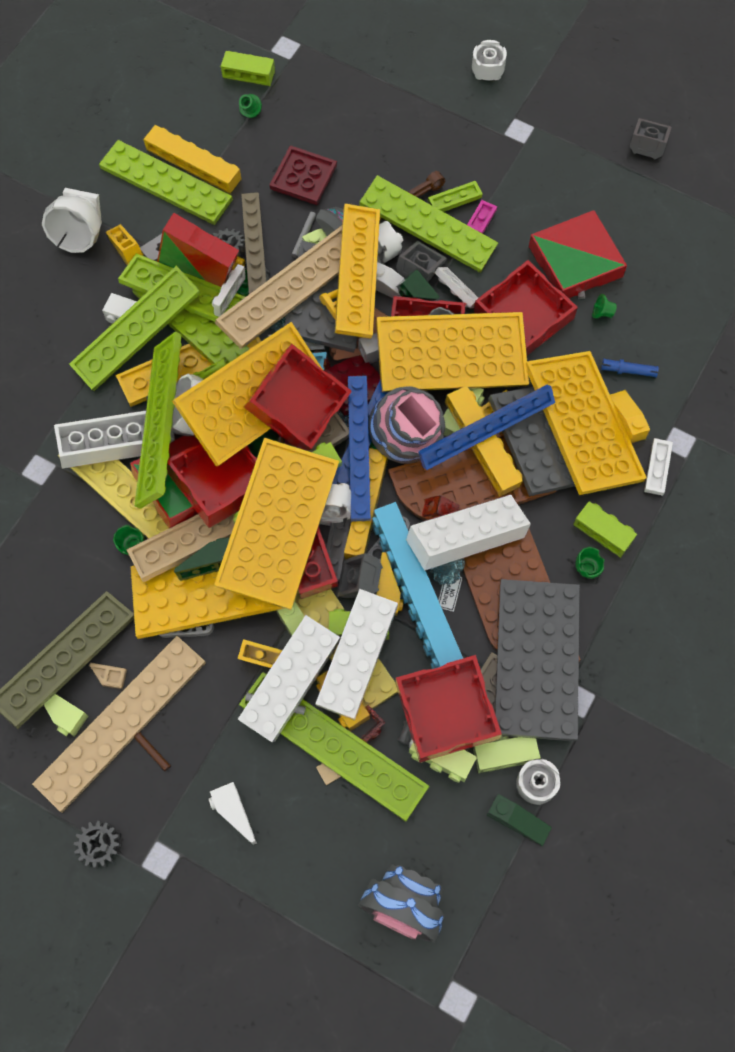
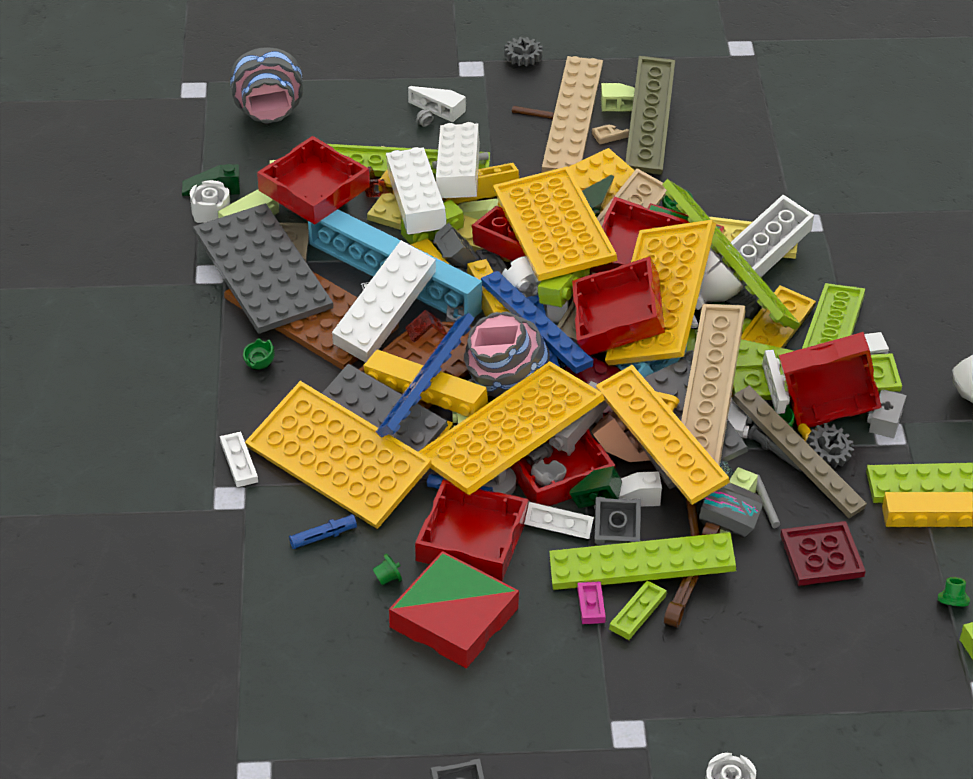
camera: 145 degrees right, 25 degrees down
(124, 243) = (927, 401): yellow slope -> none
(262, 797) = (424, 117): none -> light grey plate
(388, 243) = (671, 514): white brick -> none
(605, 529) = (259, 385): lime brick -> none
(631, 416) = (294, 485): yellow slope -> none

